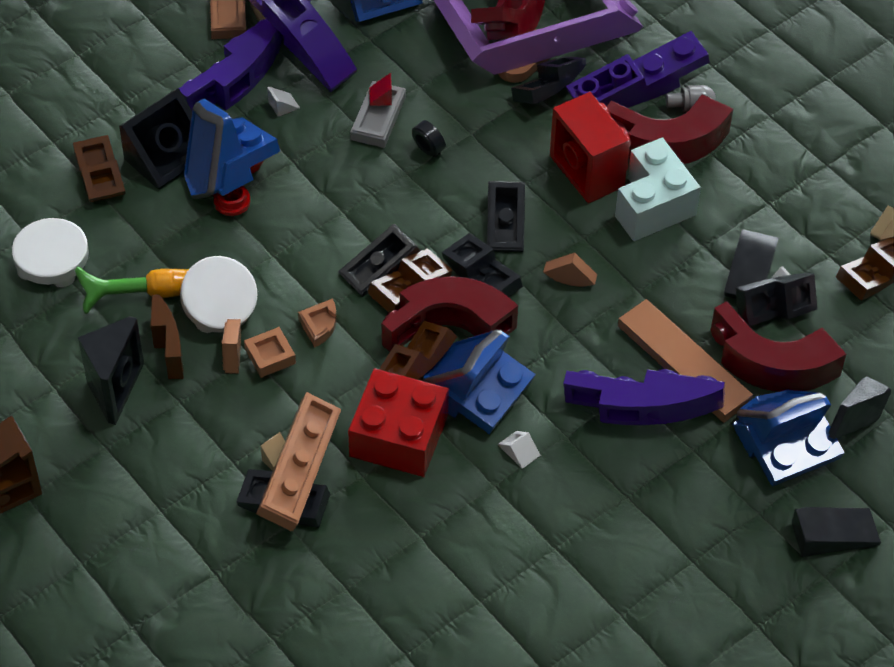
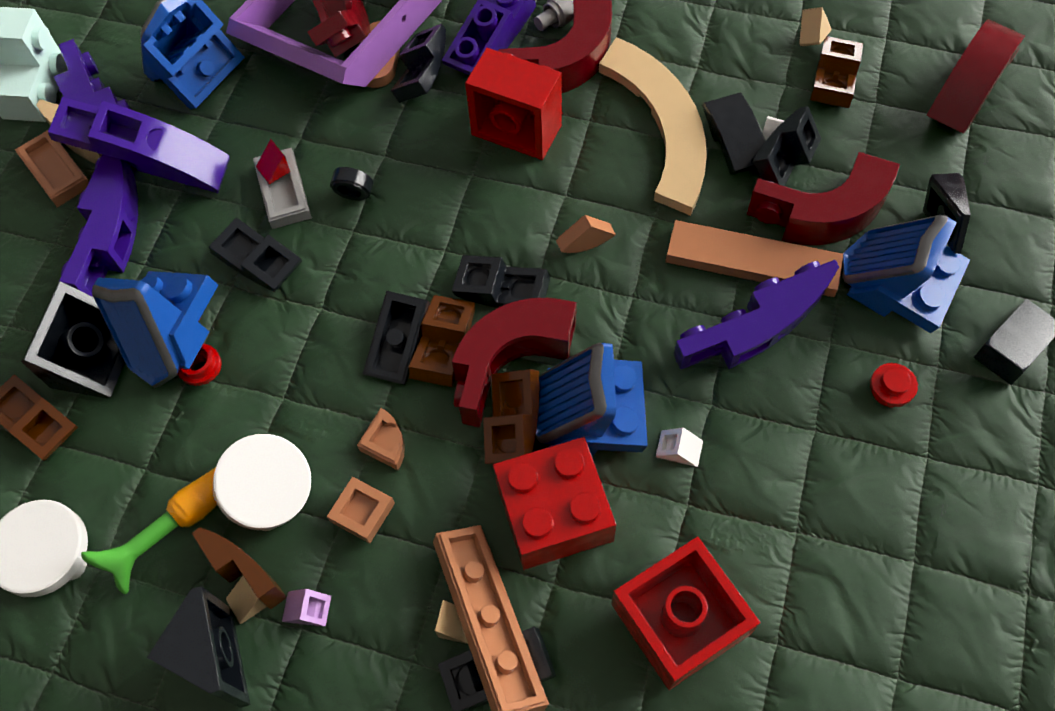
camera: 30 degrees left, 10 degrees up
(155, 362) = (244, 601): none -> tan piece
(192, 391) = (306, 607): none -> lavender piece
(231, 345) = (315, 529): nougat tile -> none
(281, 101) = (175, 230): white piece -> none
(323, 149) = (254, 256): none -> black slope
(427, 532) = (684, 612): none -> red brick
(506, 216) = (481, 217): black slope -> none
(659, 191) = (606, 110): light aqua brick -> none
(708, 500) = (893, 385): none -> red plate
(714, 232) = (674, 115): none -> tan tile

